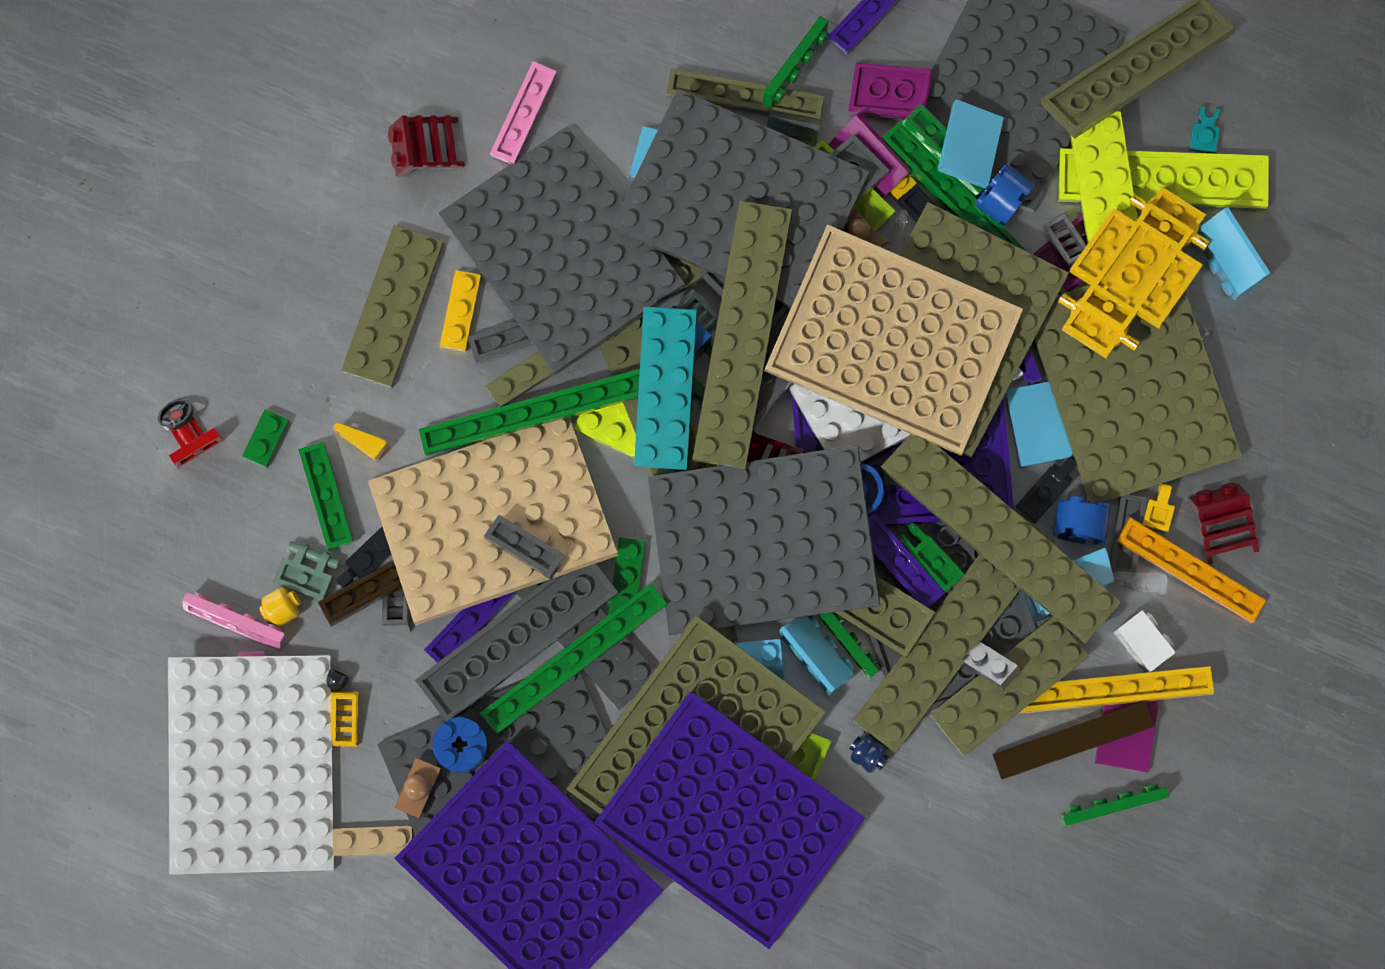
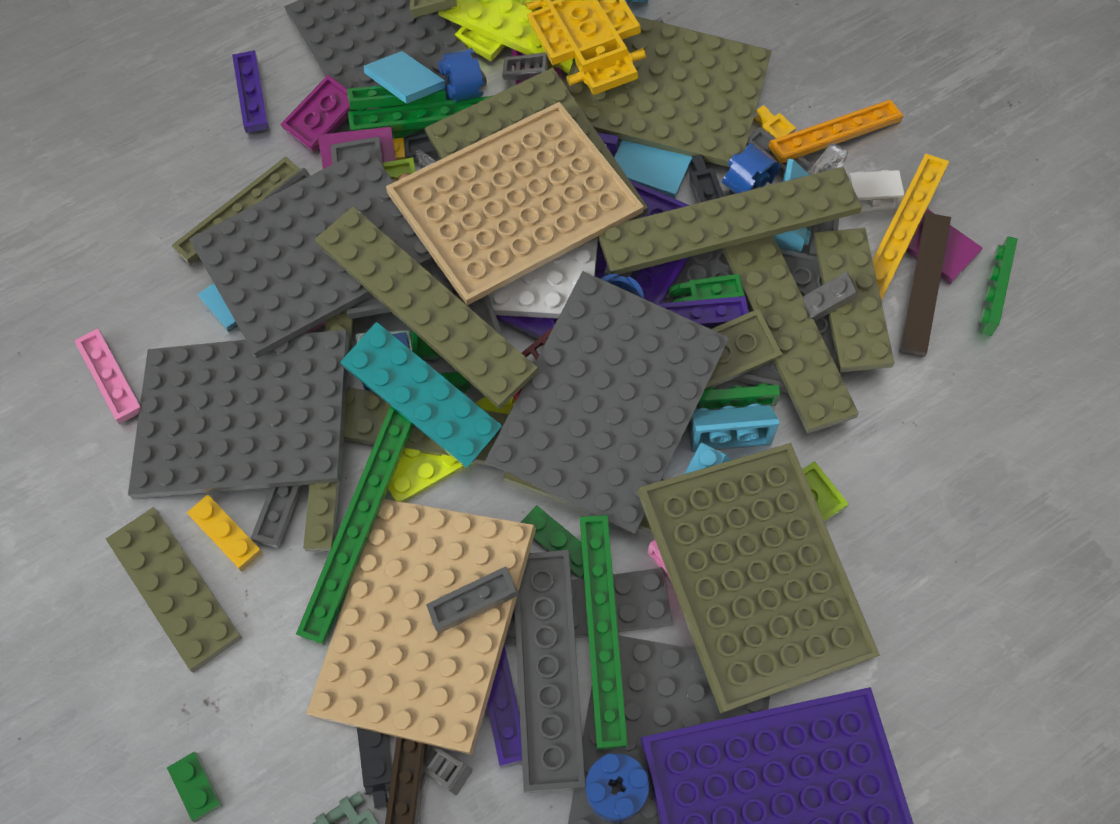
camera: 55 degrees left, 15 degrees down
(325, 496) = (290, 763): green plate -> none
(369, 444) = (271, 691): yellow slope -> none
(410, 148) = (53, 479): dark red plate -> none
(729, 819) = (838, 585): dark purple plate -> none
(791, 68) = (246, 162): green plate -> none
(869, 753) = (844, 437): dark blue piece -> none
(1219, 506) = (800, 83): dark red plate -> none

